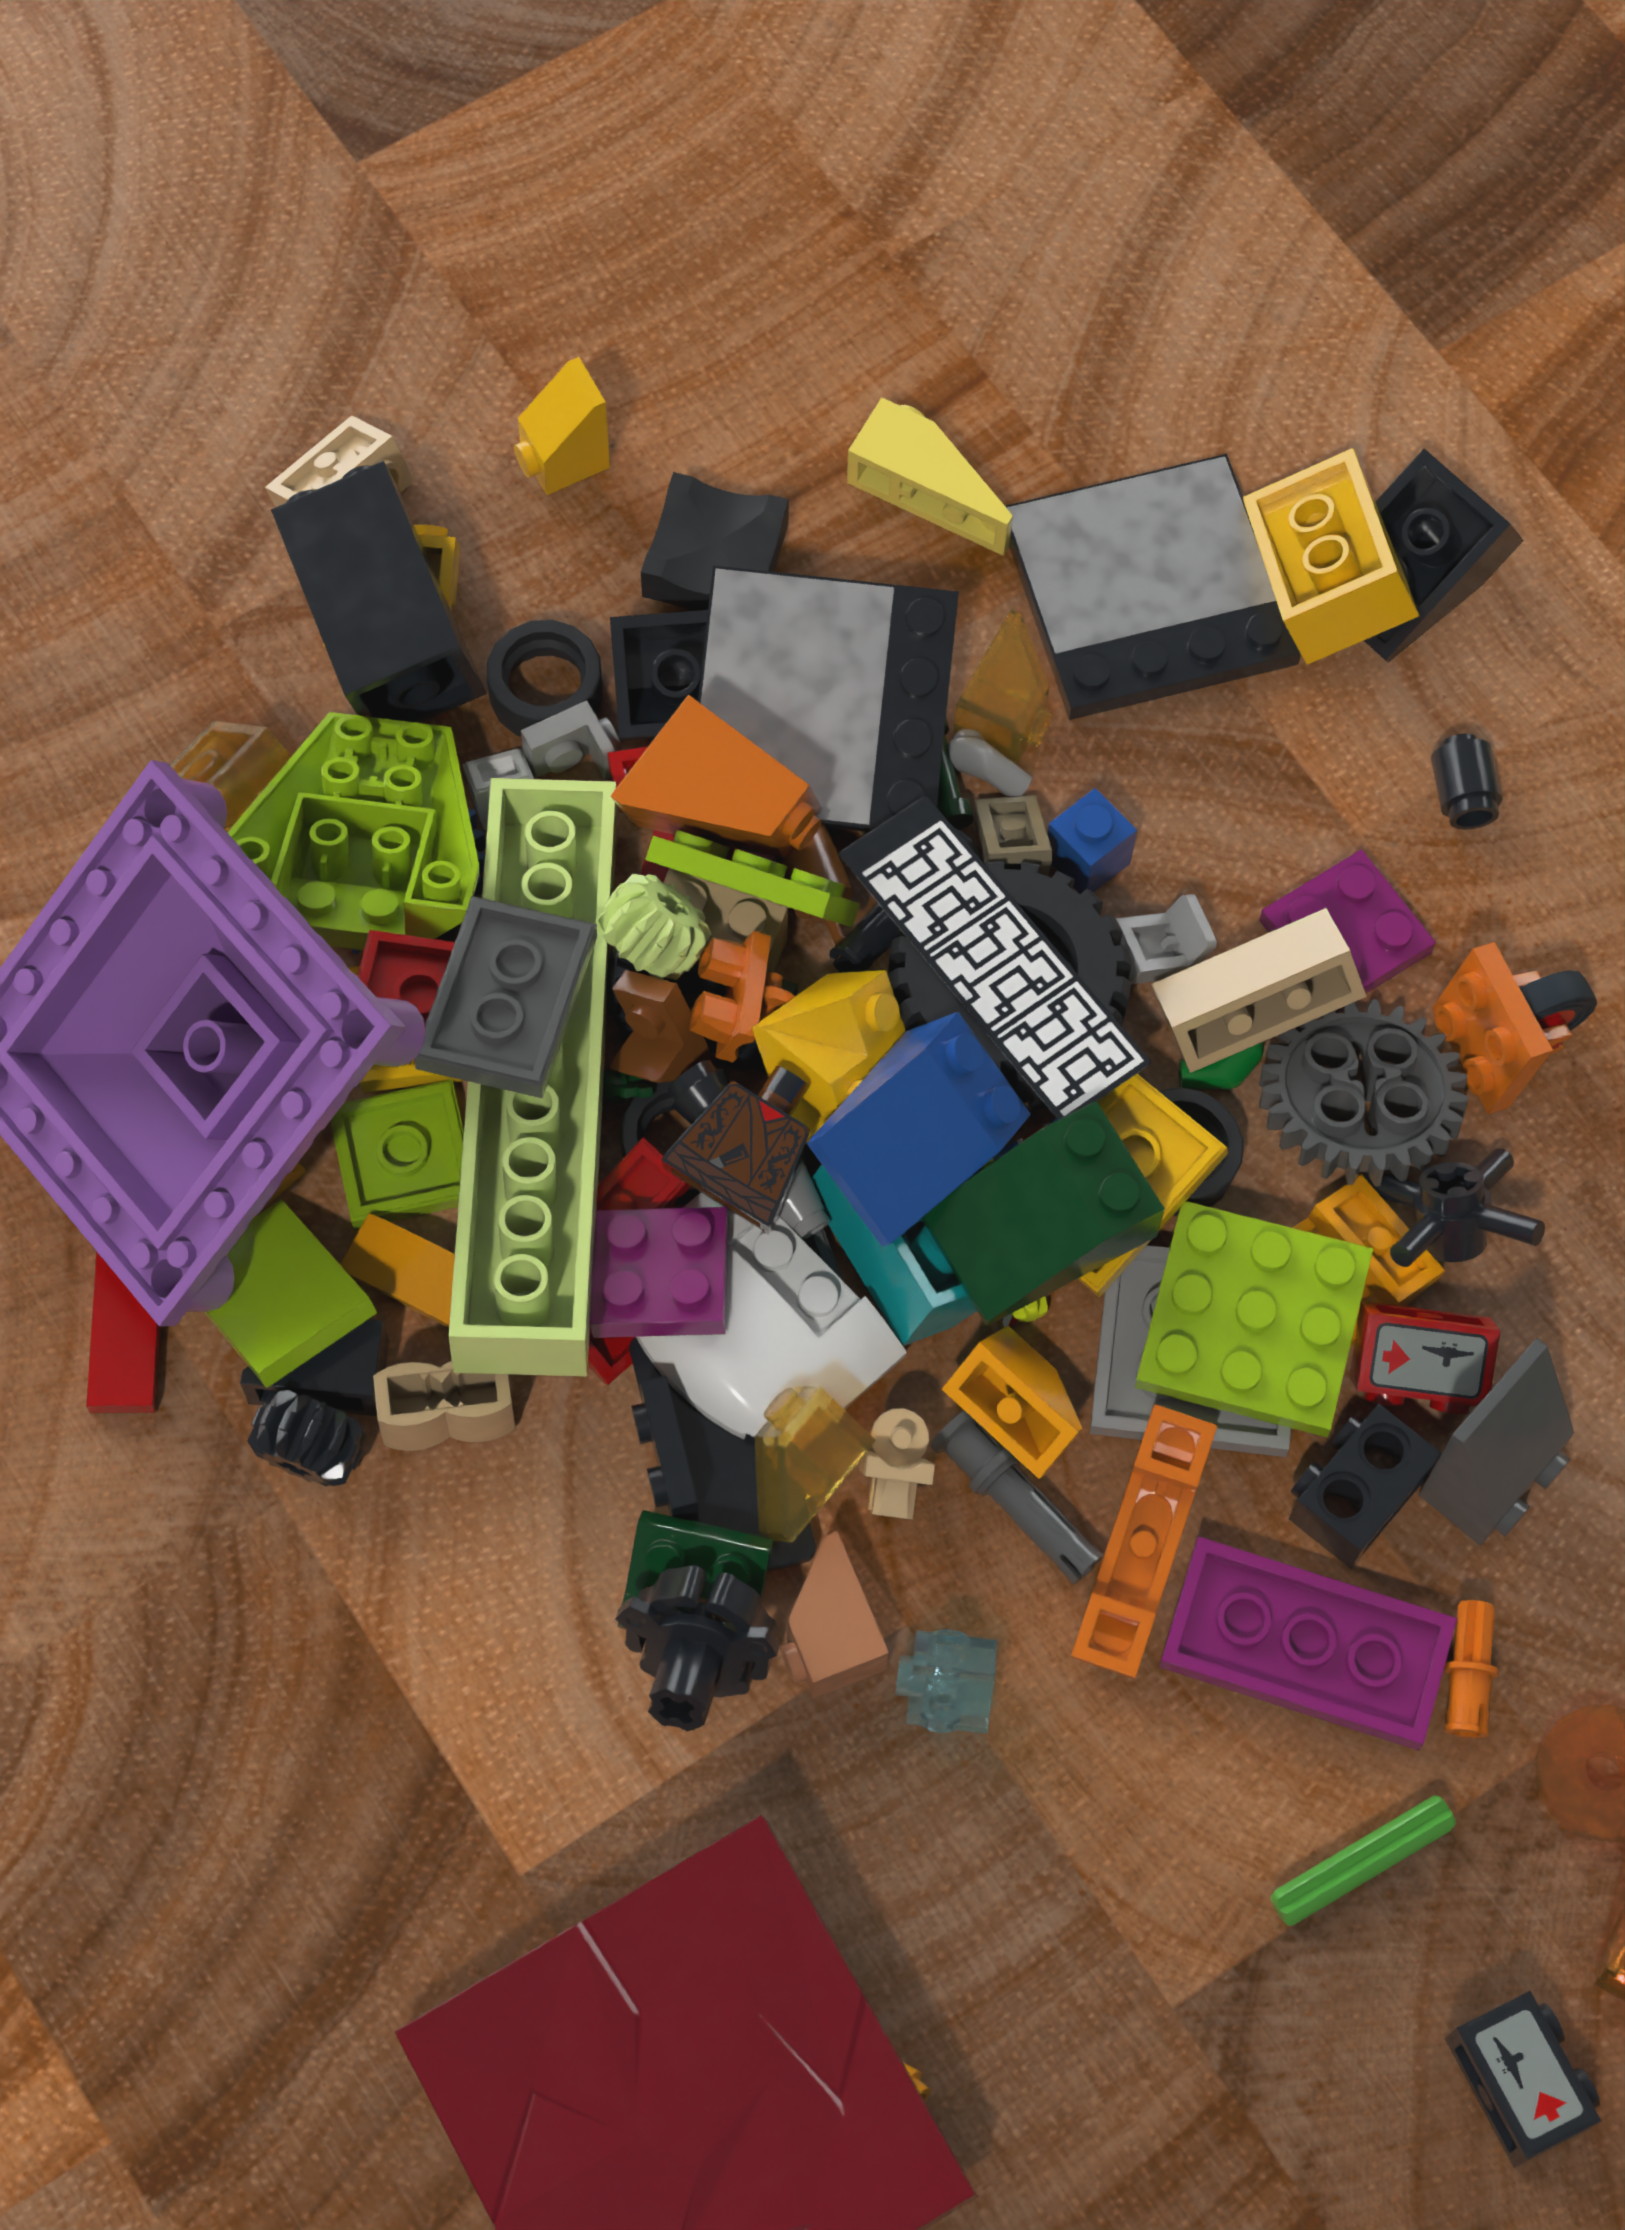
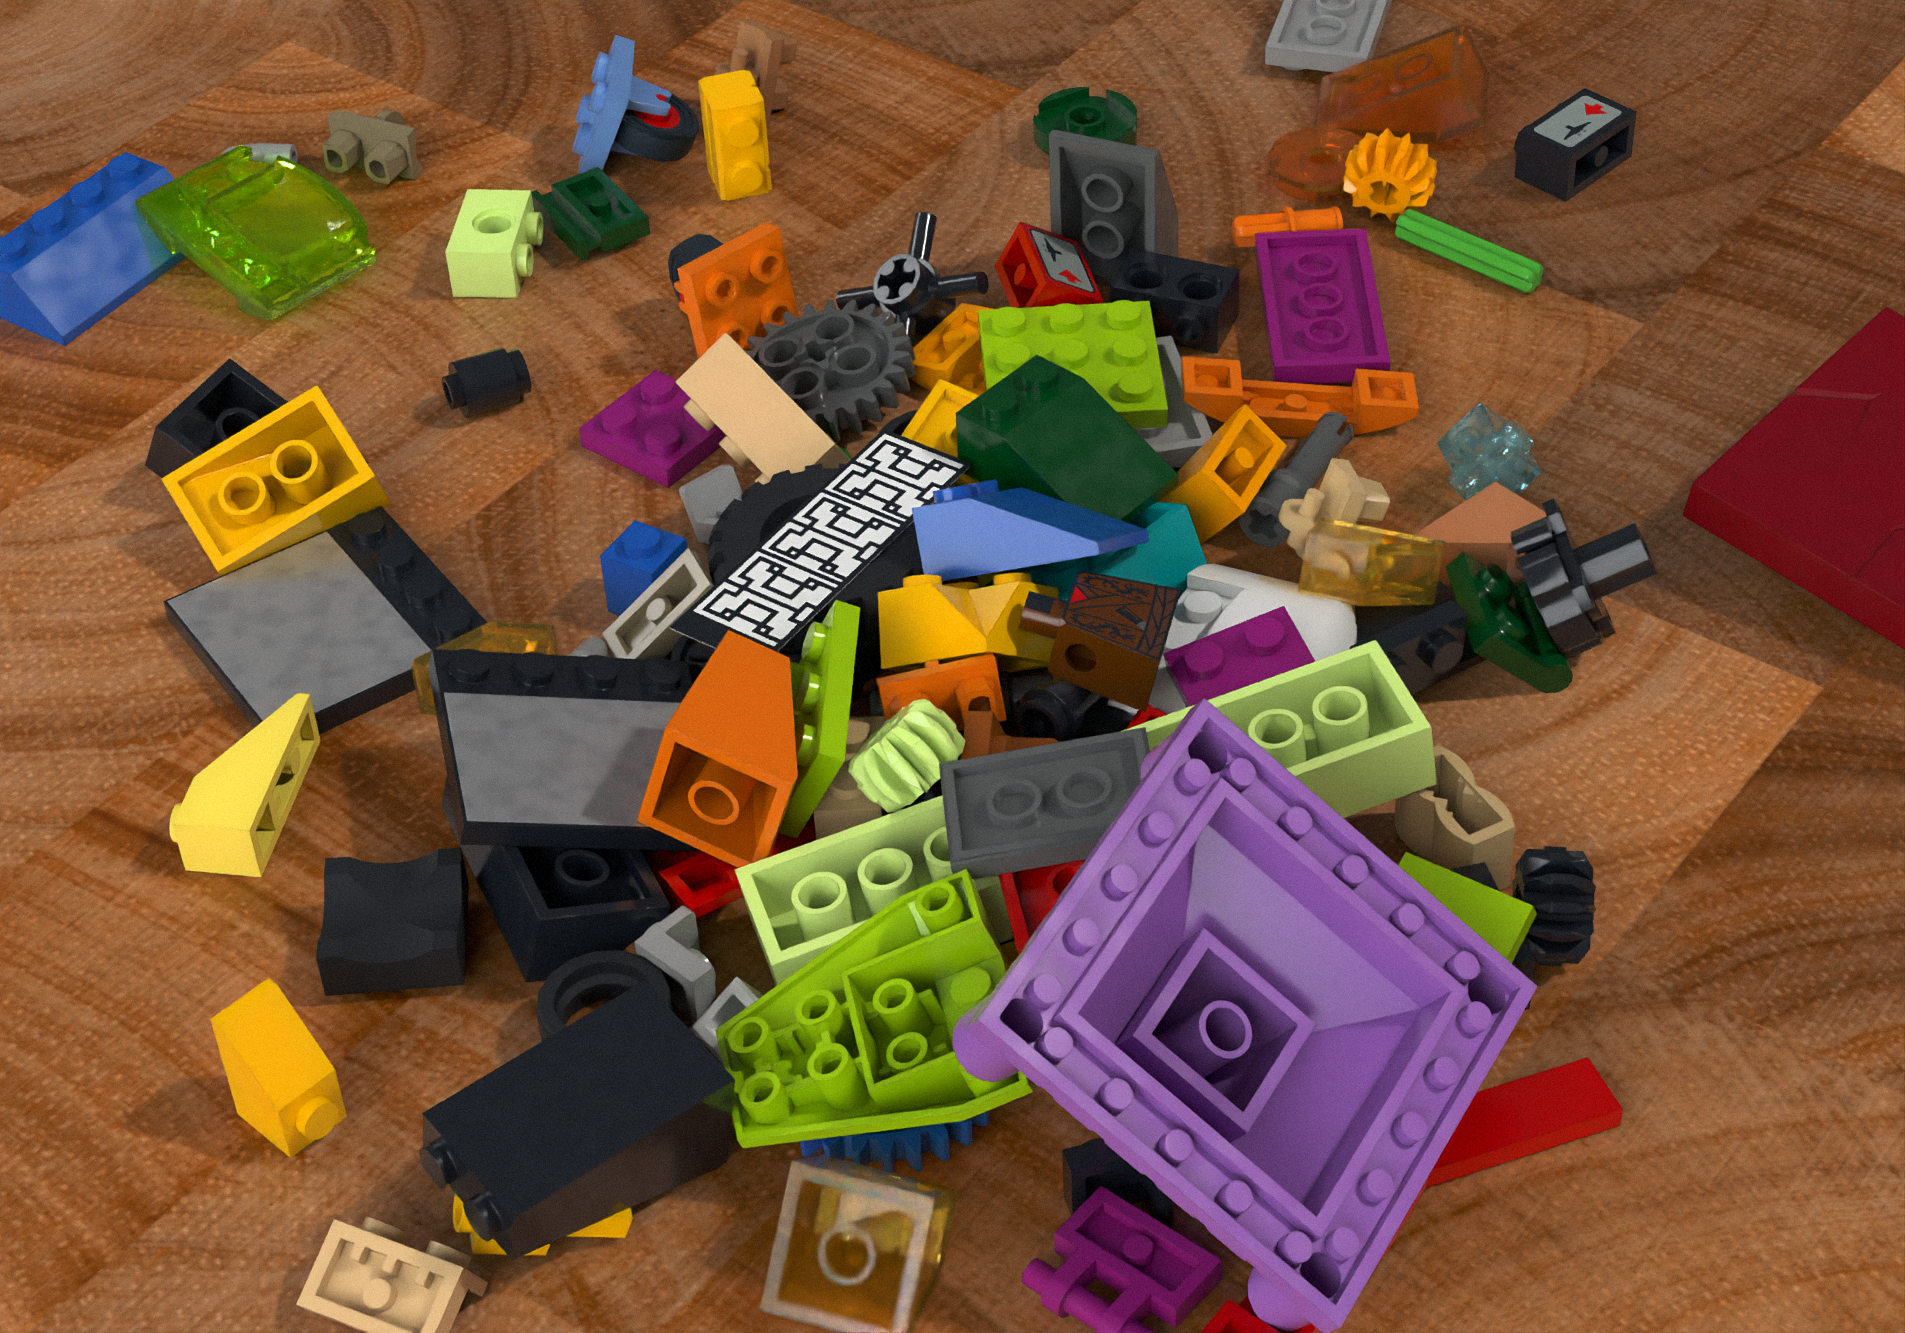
camera: 105 degrees left, 25 degrees down
(1503, 1806) = (1389, 174): none -> light orange gear

